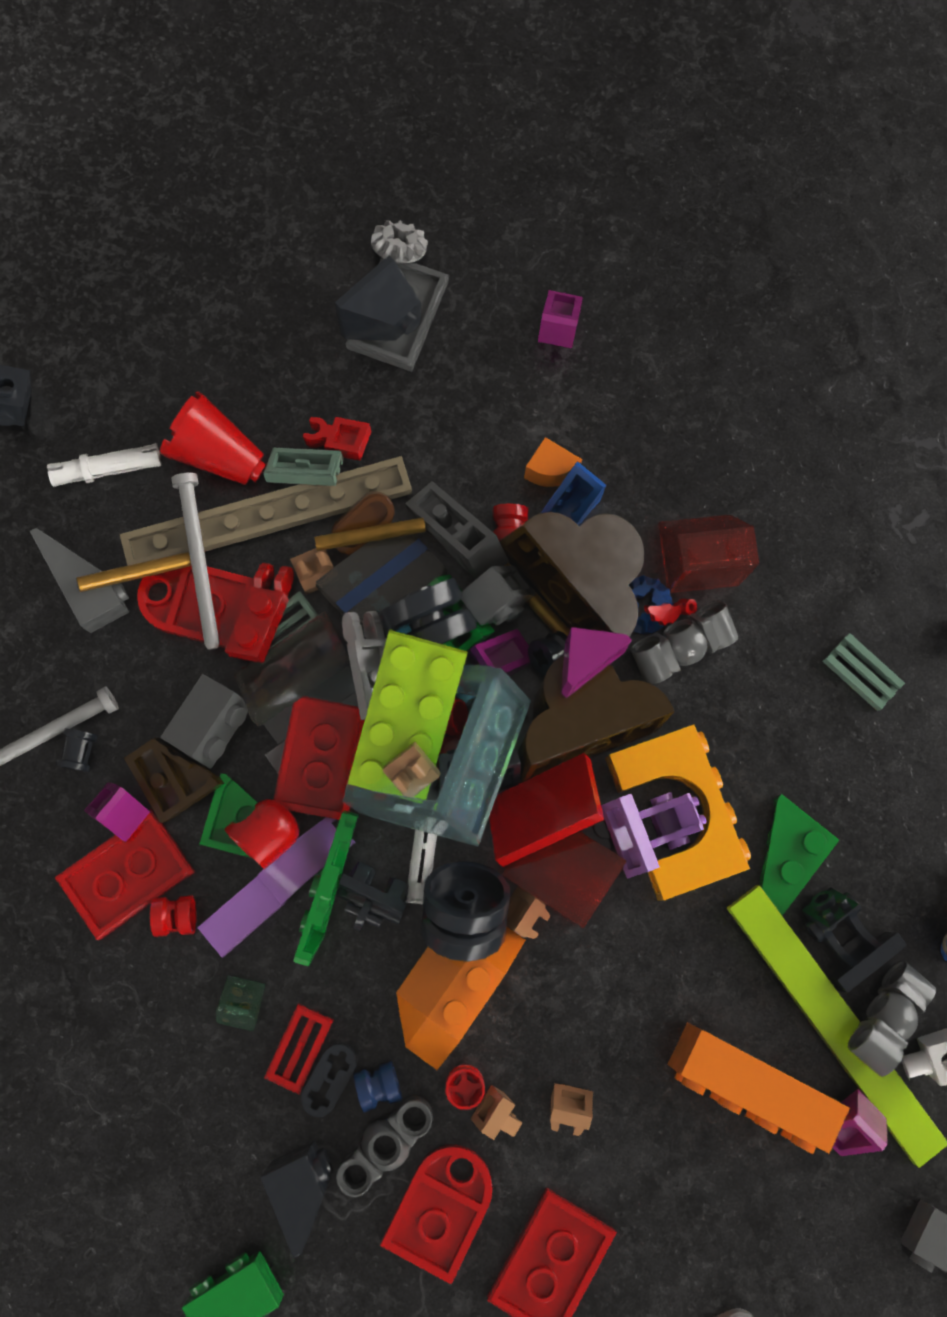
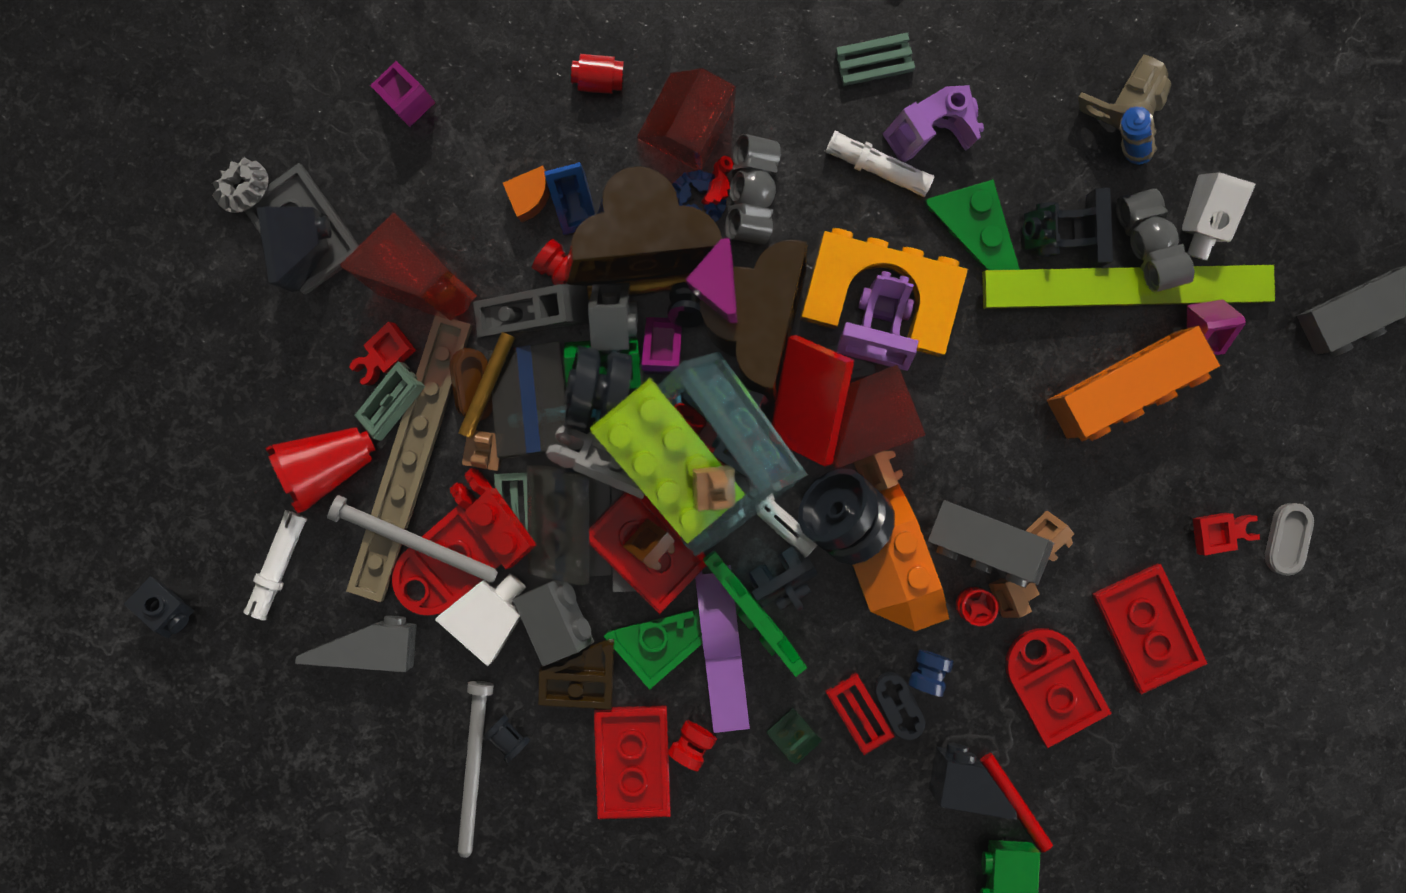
camera: 50 degrees left, 10 degrees up
(117, 810) = (577, 738): magenta slope -> none
(133, 572) = (388, 600): pearl gold bar -> none
(171, 662) = (484, 617): none -> white torso
(265, 832) = (678, 631): red helmet -> none
(310, 1253) = (1023, 812): none -> red bar
(326, 755) = (649, 544): none -> reddish brown tile
(375, 1162) = (983, 712): dark grey piece -> none
(421, 409) = (408, 270): none -> clear red slope
(528, 1059) = (990, 544): none -> dark grey brick
(683, 1269) = (1220, 532): none -> red plate
(686, 456) = (597, 73): none -> red brick
(781, 731) = (876, 162): none -> white pin
(838, 739) = (914, 124): none -> medium lavender tile

